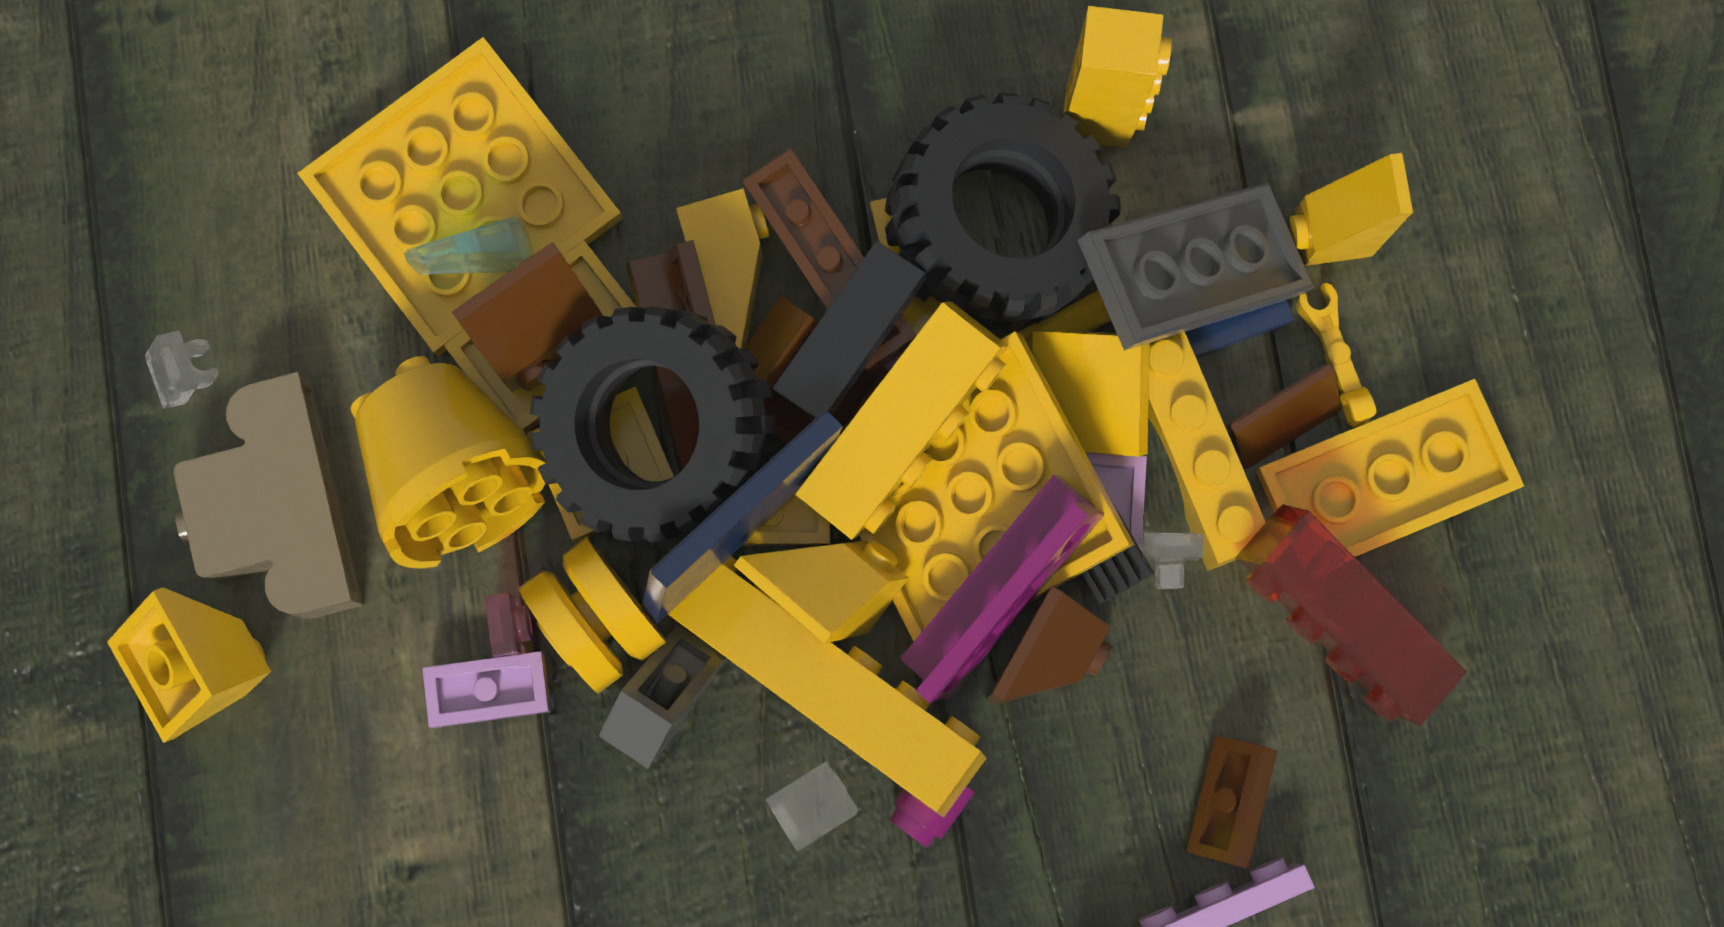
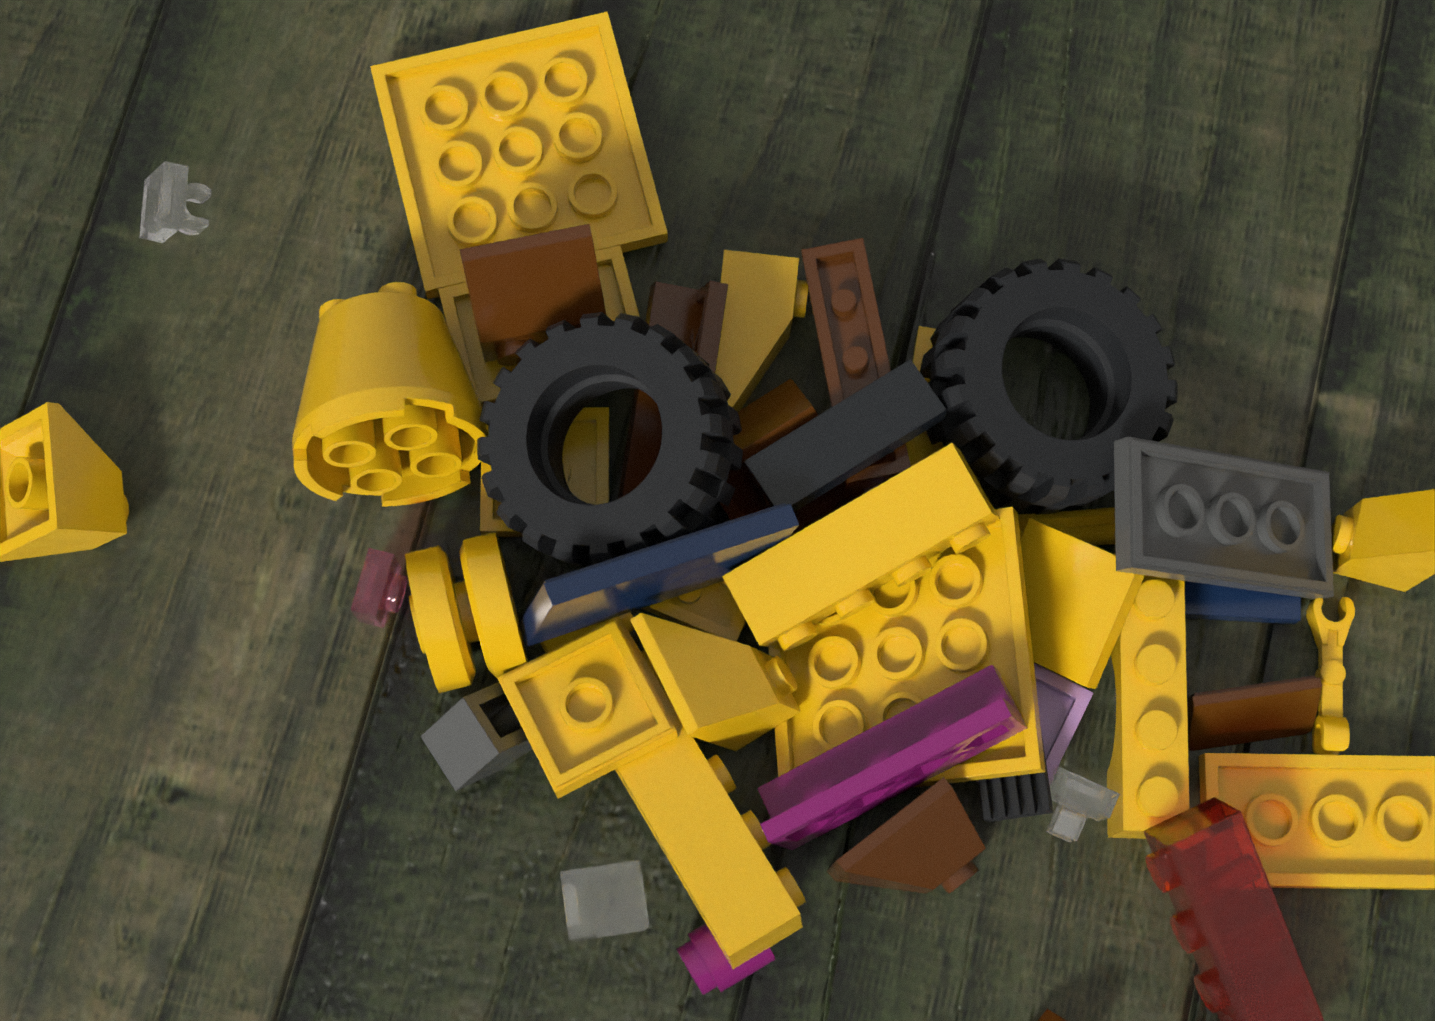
camera: 15 degrees right, 5 degrees down
(271, 503) = (202, 371): dark tan brick -> none
(485, 249) = (506, 207): clear light blue slope -> none
(486, 689) = (330, 644): lavender plate -> none
(729, 654) = (587, 707): none -> yellow tile
(1116, 73) = (1222, 293): yellow brick -> none

